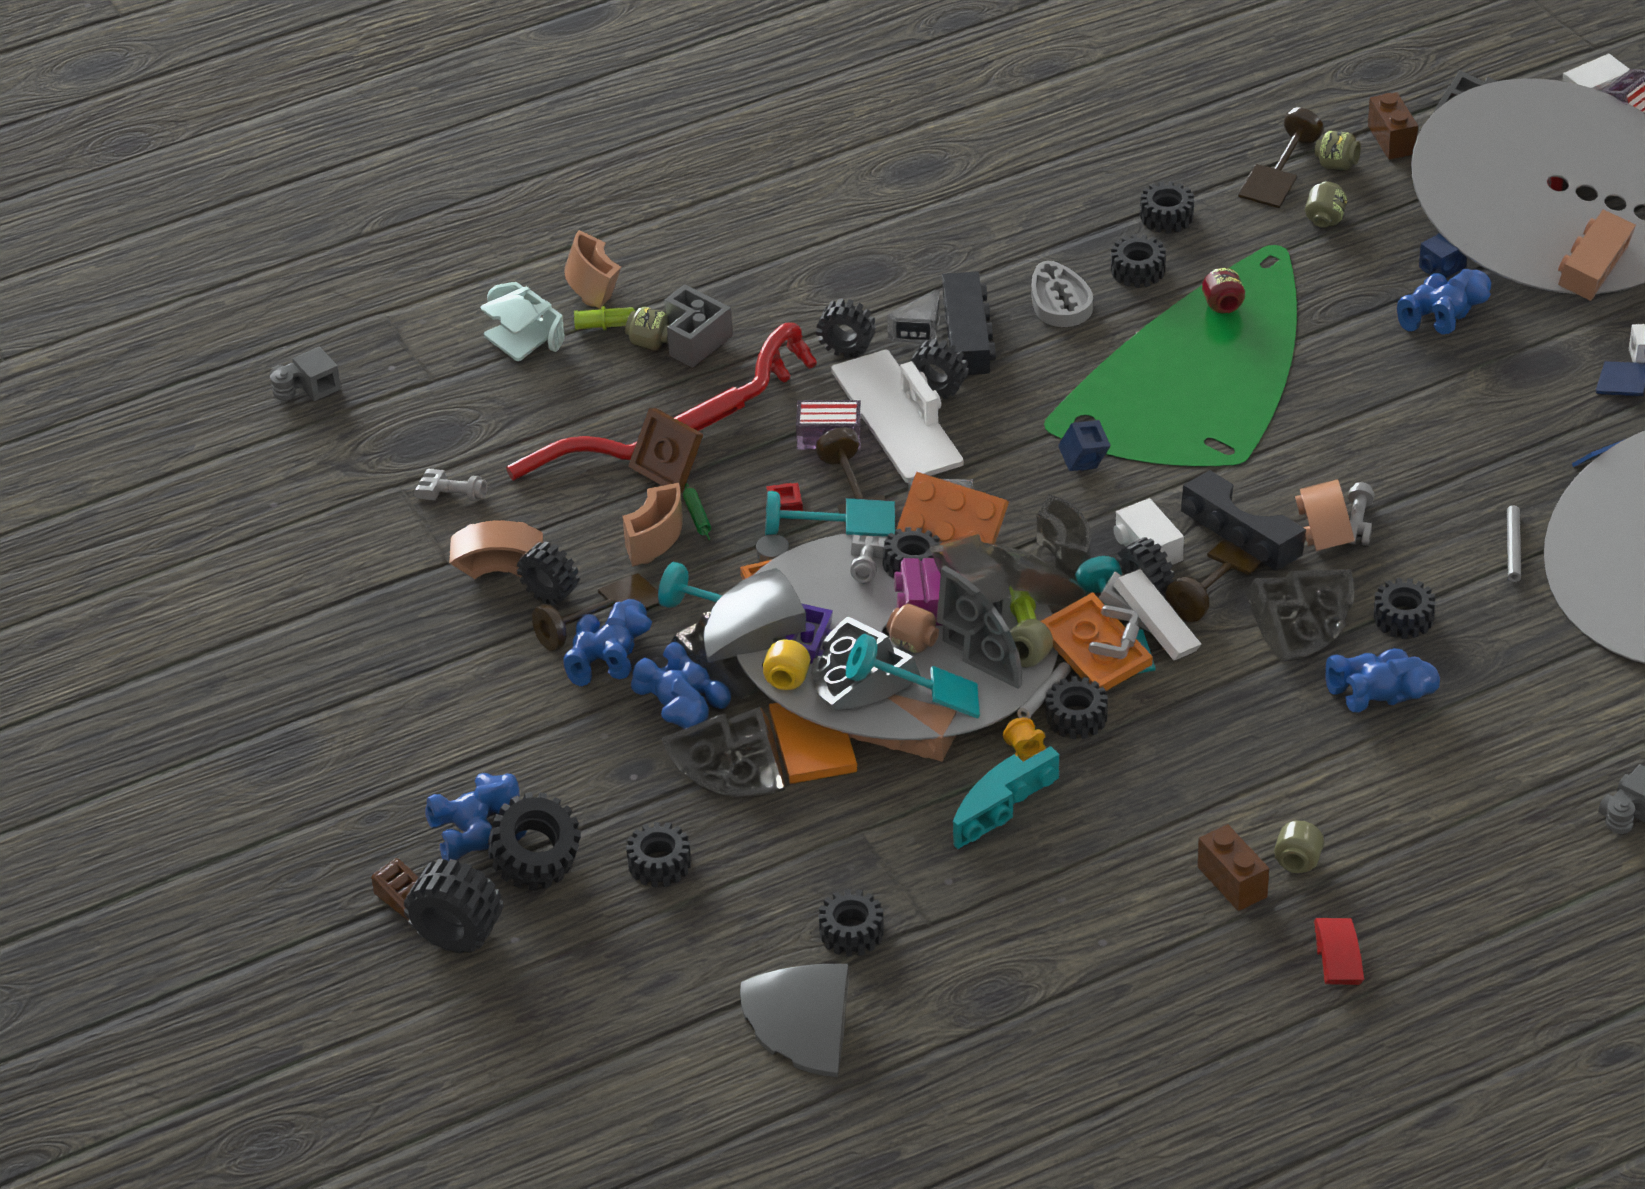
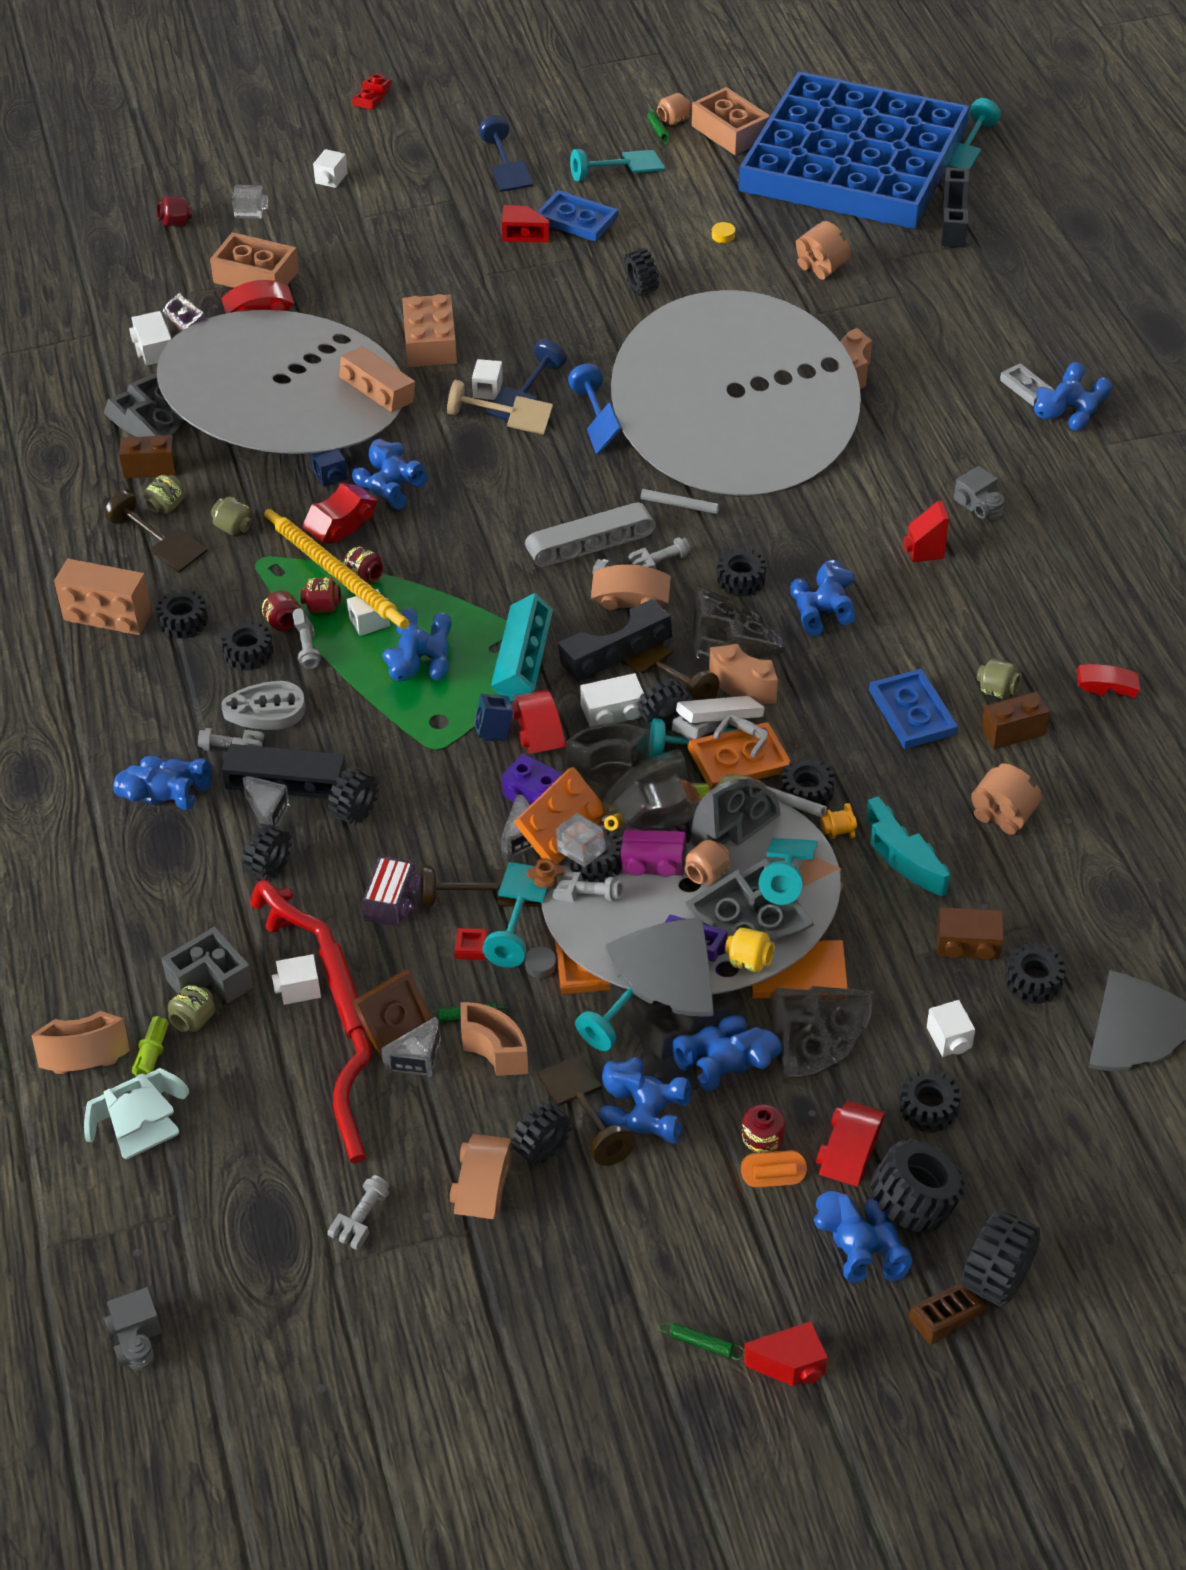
camera: 80 degrees left, 5 degrees up
(338, 787) = (788, 1355): none -> red slope
(352, 730) = (701, 1340): none -> green piece
(555, 752) = (773, 1168): none -> orange piece
(589, 729) = (763, 1128): none -> dark red head
(590, 792) = (850, 1143): none -> red brick
(634, 479) = (414, 1051): none -> clear slope
(700, 383) = (297, 979): none -> white brick
(754, 859) = (950, 1028): none -> white brick
(877, 523) = (545, 873): none -> dark orange plate
(891, 861) = (969, 933): none -> reddish brown brick
(899, 413) = (387, 830): white bracket -> none
(906, 523) = (580, 839): none -> clear brick
(919, 246) = (164, 781): none -> blue animal
(995, 265) = (207, 739): none -> light grey hinge
(1006, 483) = (528, 779): none -> dark purple brick
(1092, 862) = (1005, 798): none -> nougat brick
(1094, 481) = (538, 721): none -> red brick
(1152, 139) = (103, 596): none -> nougat brick
(1172, 369) = (414, 643): none -> blue animal
(1176, 293) = (308, 657): none -> light grey hinge
(1191, 269) = (279, 610): none -> dark red head
(1197, 448) = (522, 647): none -> teal brick
(1215, 331) = (364, 617): none -> white brick
(1224, 627) = (743, 674): none -> nougat brick
(1228, 781) = (913, 708): none -> blue plate
(1258, 287) = (337, 569): none -> yellow hose
(1282, 310) = (364, 563): none -> dark red head
(1362, 279) = (340, 513): none -> red brick
(1399, 529) = (643, 558): none -> light grey hinge
(1415, 476) = (589, 534): none -> light grey beam
(1526, 757) = (928, 534): none -> red slope
(1607, 393) = (525, 413): none -> tan piece

